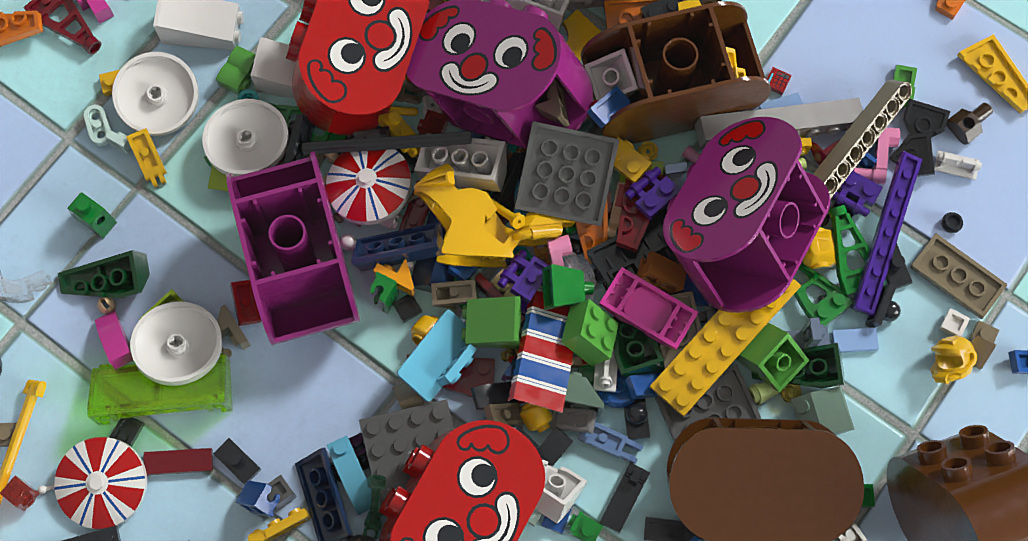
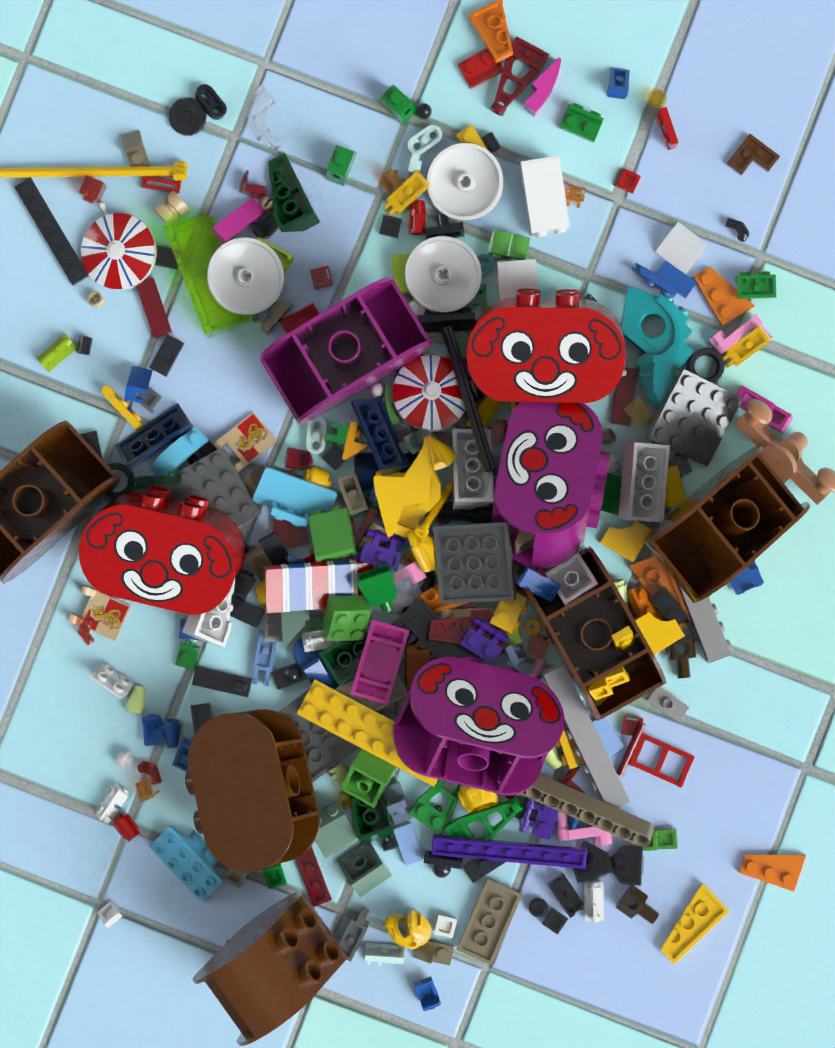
camera: 75 degrees right, 15 degrees up
(43, 53) = (479, 68): none -> red plate
(47, 417) = (160, 188): none -> red tile
(48, 140) = (397, 104): none -> green torso
(64, 123) = (428, 112): none -> black hinge
(73, 409) = (171, 208): none -> tan wheel
(86, 314) = (254, 191): none -> dark red plate
(121, 60) = (490, 142): none -> black hinge
(128, 310) = (265, 226): none -> black bracket
(129, 170) = (391, 181): none -> clear orange tile
(146, 519) = (91, 301): none -> tan hinge
(176, 184) = (390, 226): none -> black tile
(178, 154) = (417, 218): none -> red hinge
(196, 129) = (444, 228): none -> black tile
(206, 270) = (321, 277): none -> red tile
(360, 231) = (389, 403): none -> bright green slope
(360, 396) = (247, 440): none -> flag
(378, 319) = (316, 435): none -> light aqua plate
(398, 344) = (298, 459): none -> dark red plate
(415, 209) = (414, 441): none -> sand green hips
(671, 148) = (538, 646): none -> clear red brick
(692, 30) = (623, 639): none -> yellow hinge
(767, 37) = (668, 704): none -> light grey plate
(799, 84) = (630, 749): none -> dark red bar
(846, 48) = (680, 782): none -> red window
(852, 360) = (389, 845): none -> black hinge
(872, 393) = (364, 868): none -> sand green slope
(877, 452) = (313, 878): none -> dark red tile
(939, 419) = (354, 933): none -> dark grey hinge
(945, 191) = (566, 895): none -> black hinge
(970, 210) = (554, 921): none -> black tile
(973, 395) = (384, 953): none -> light aqua plate

